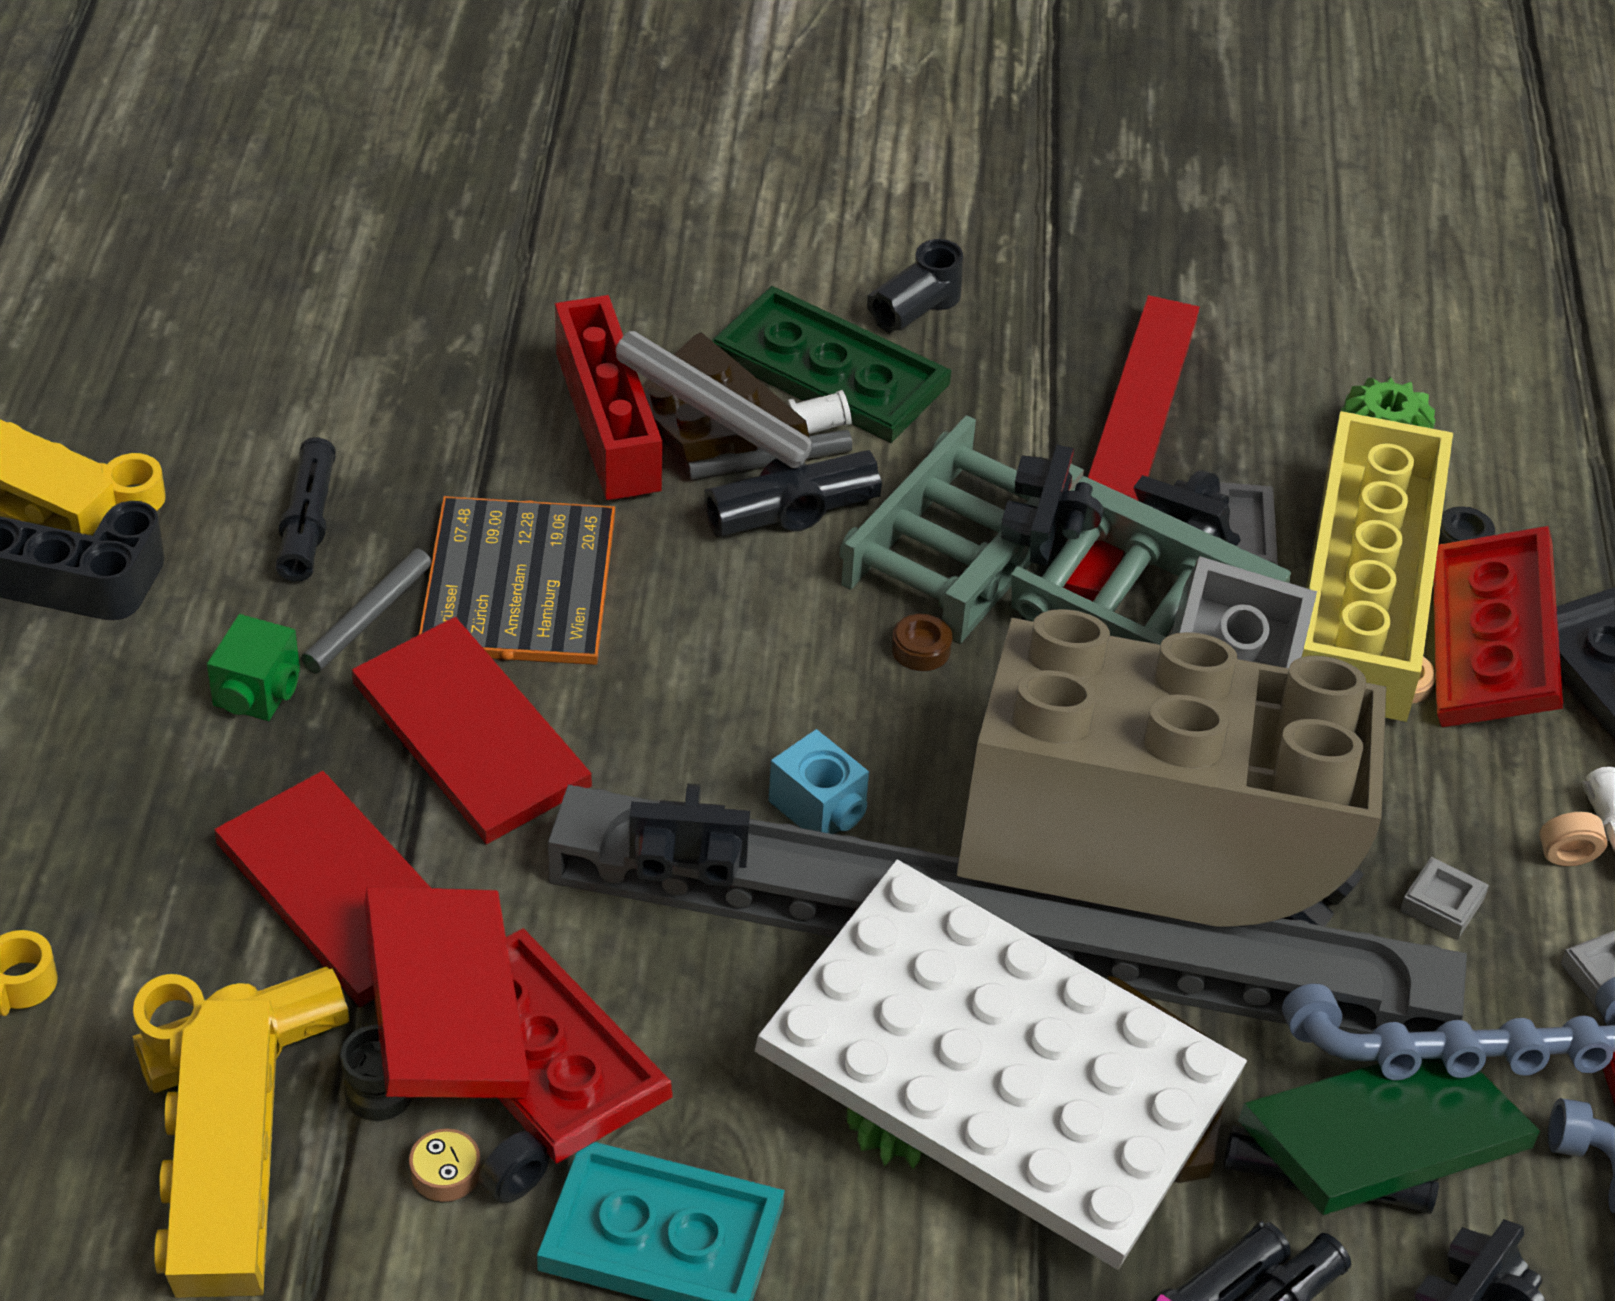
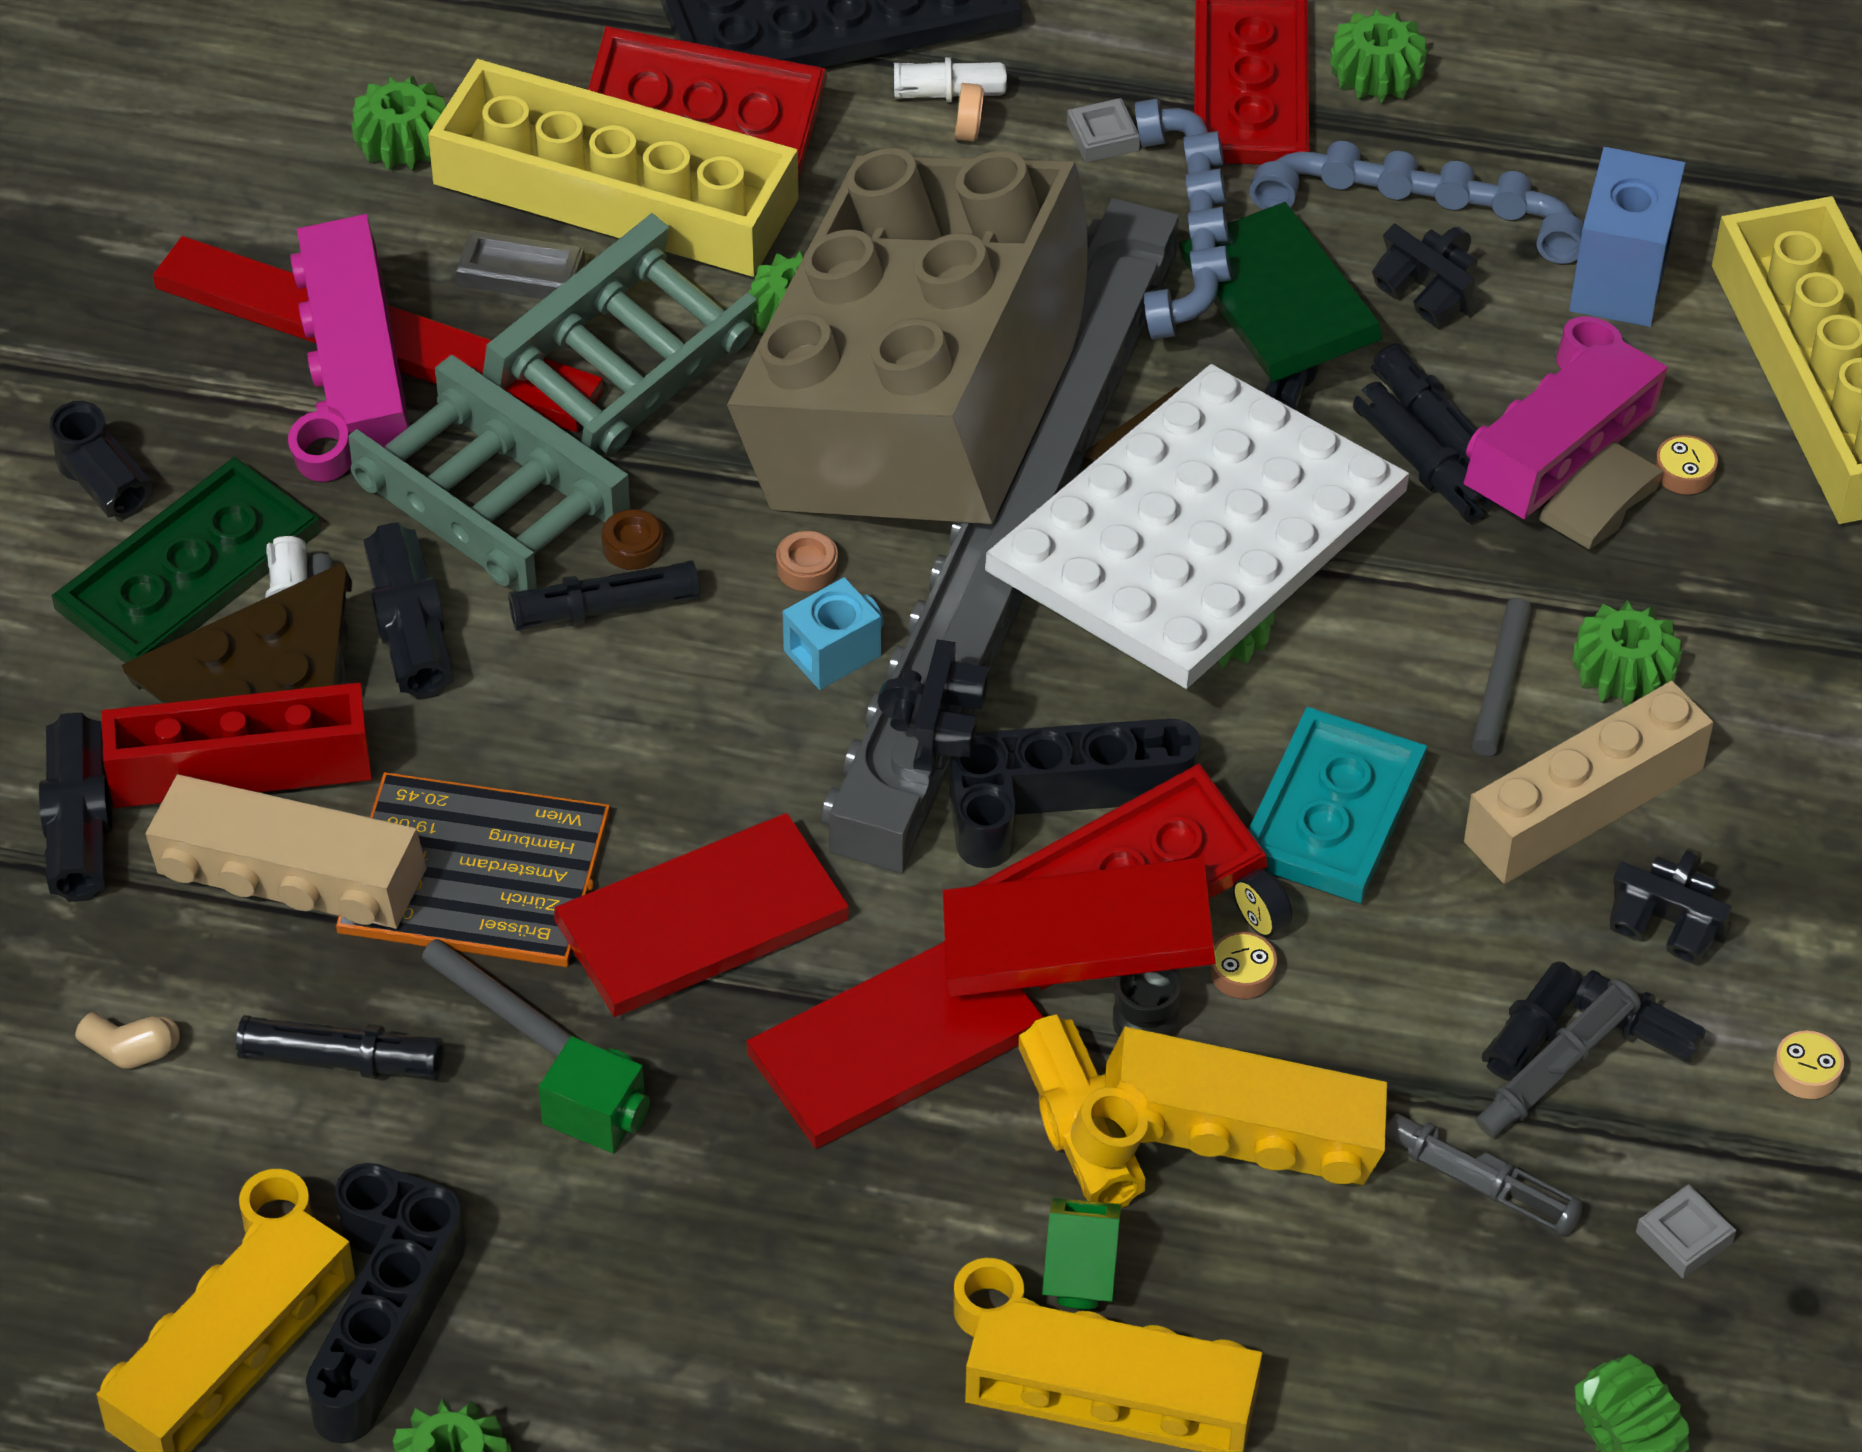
camera: 80 degrees left, 5 degrees up
(59, 1027) = (1081, 1252): none -> green brick
(308, 388) = (131, 1043): none -> tan arm
(498, 445) = (286, 851): none -> tan brick
(525, 325) = (75, 808): none -> black piece
(655, 930) = (1056, 773): none -> black beam
(713, 399) = (303, 631): light grey axle -> none
(830, 605) = (604, 595): none -> black pin
(923, 771) = (807, 561): none -> nougat tile
(1039, 524) = (526, 372): black hips -> none
(1090, 407) = (354, 345): none -> dark pink hinge
(1191, 502) = (514, 286): black hips -> none
(1249, 611) = (733, 261): light grey slope -> none

